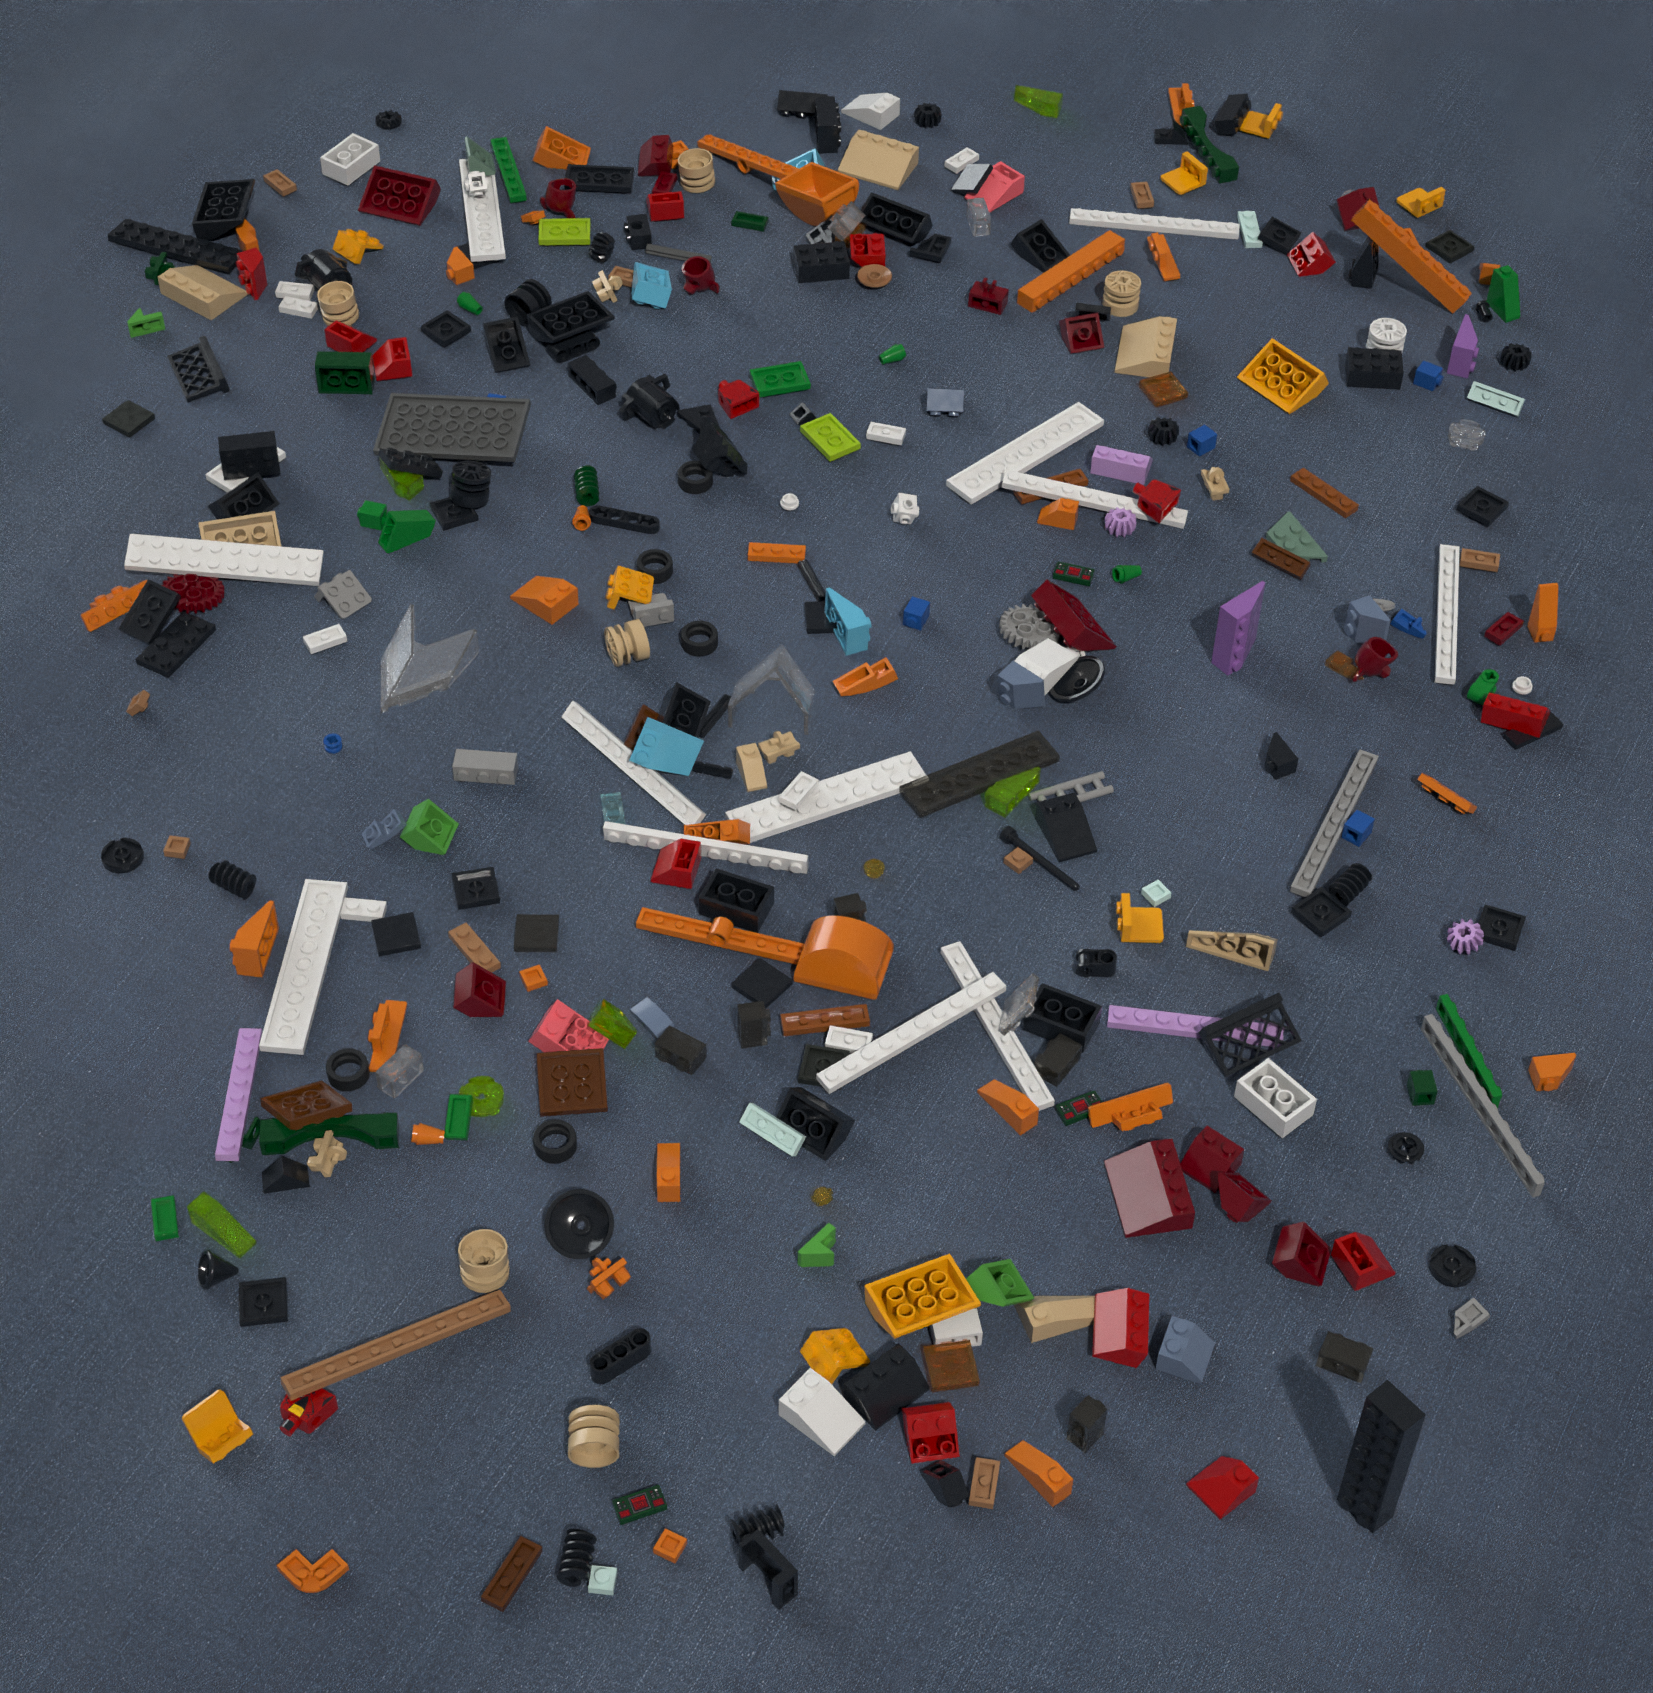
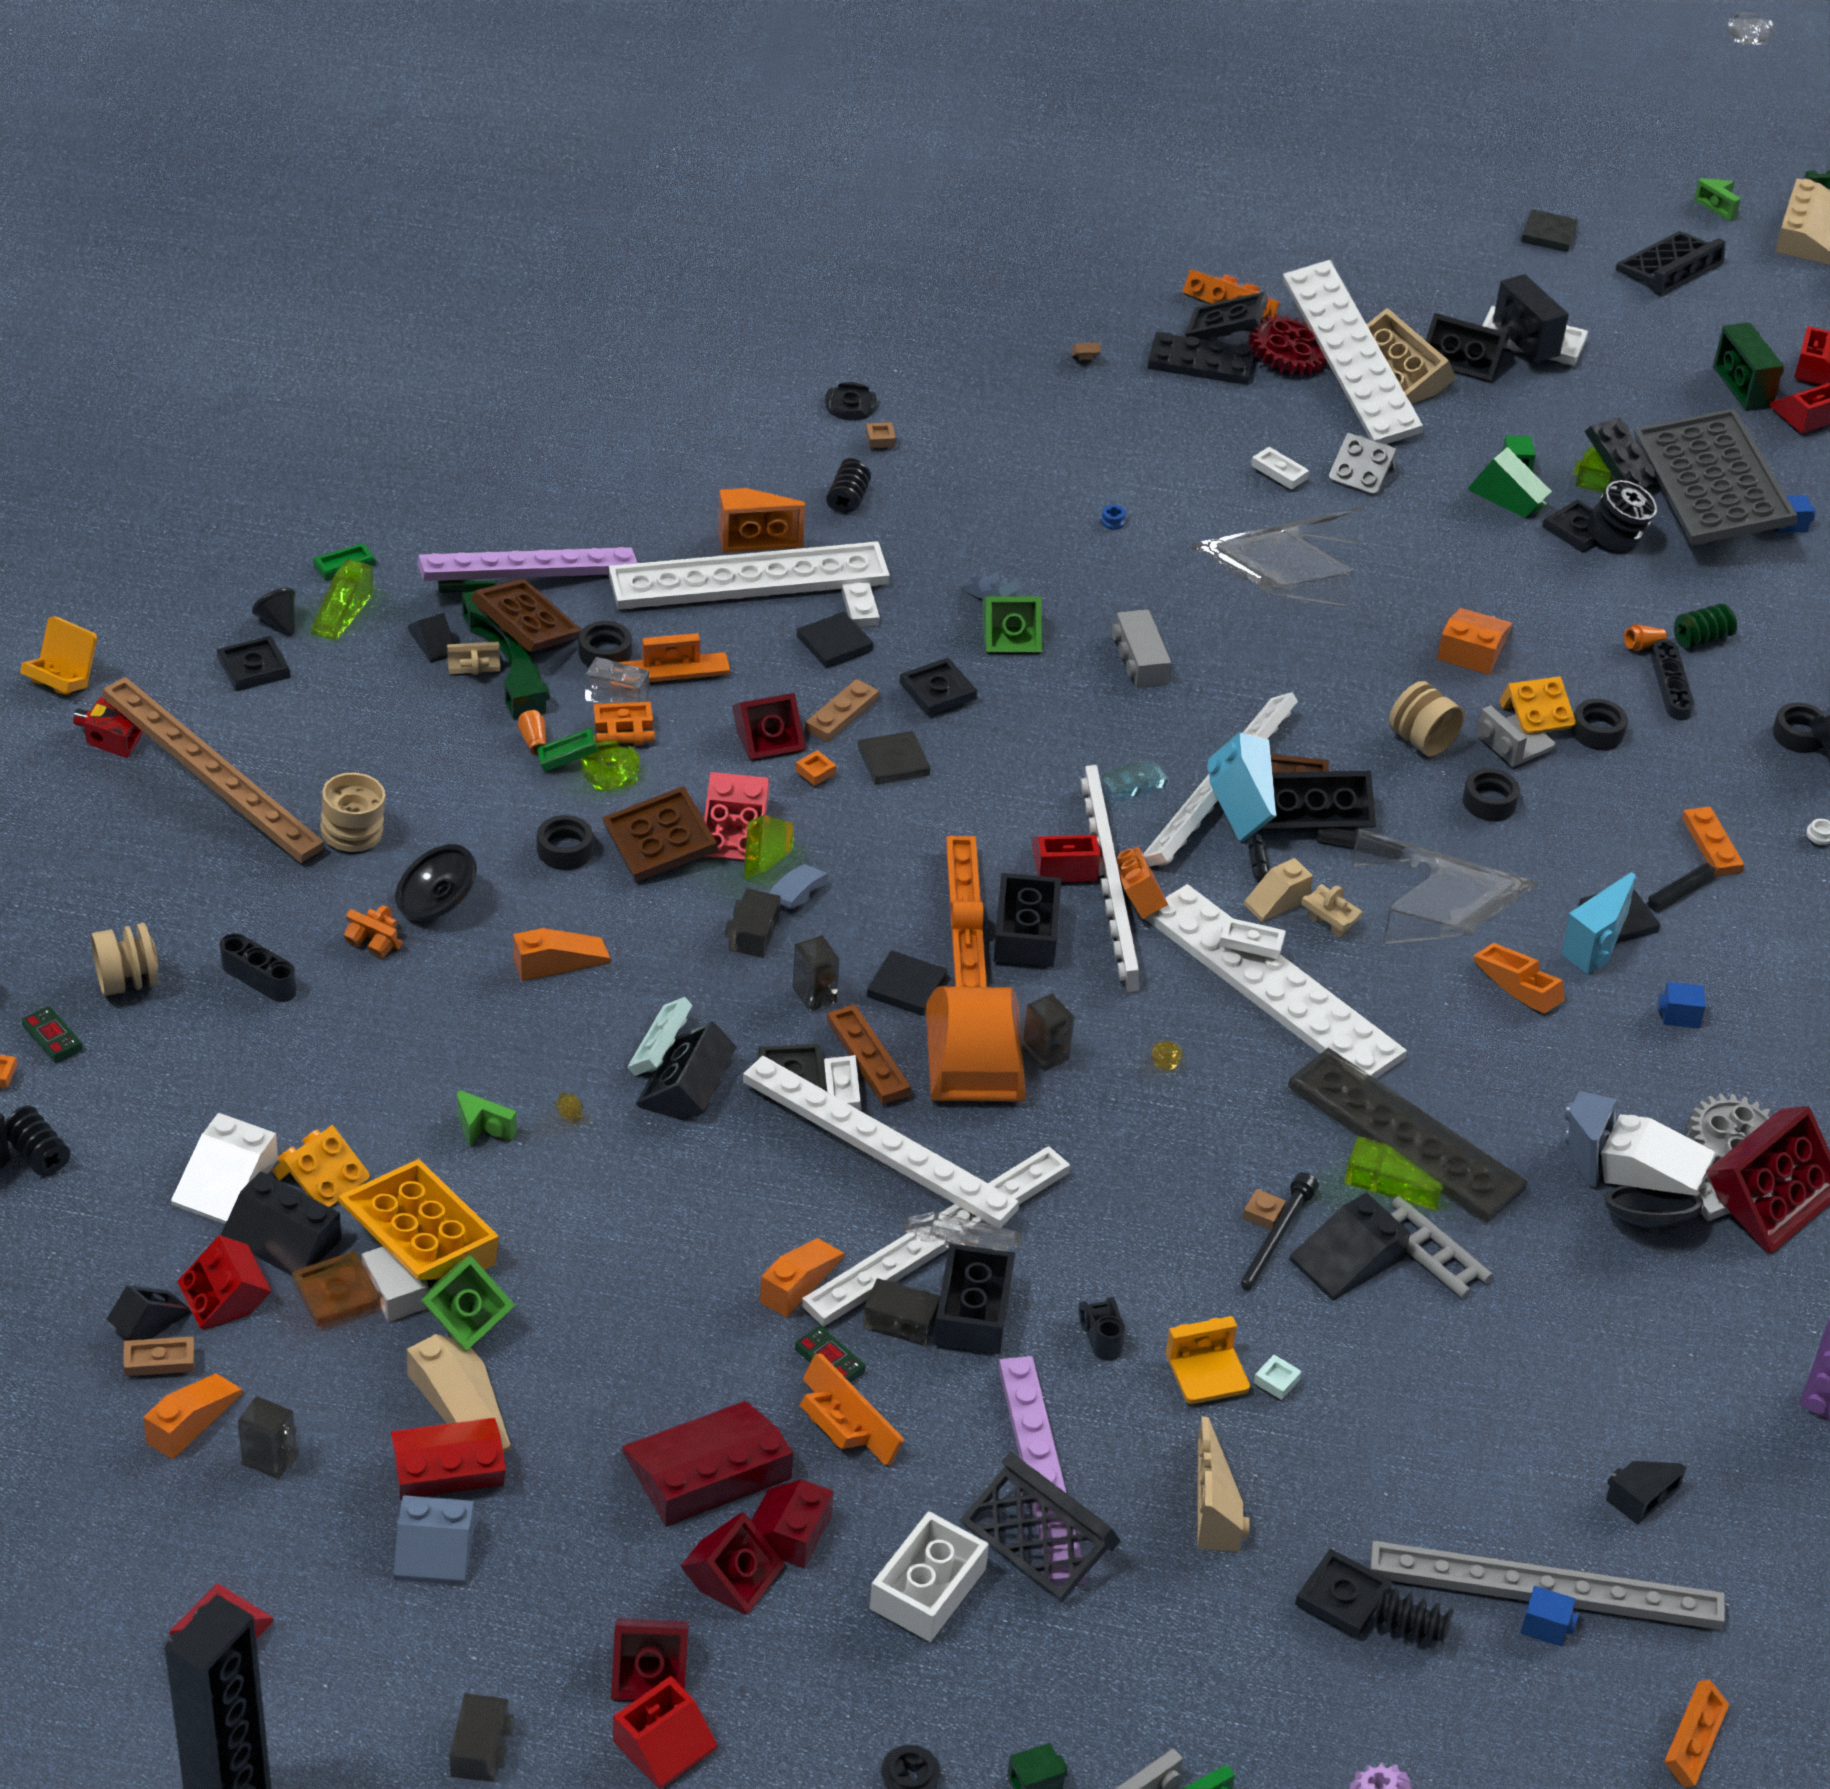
camera: 70 degrees right, 5 degrees down
(432, 1077) = (624, 716): none -> orange plate

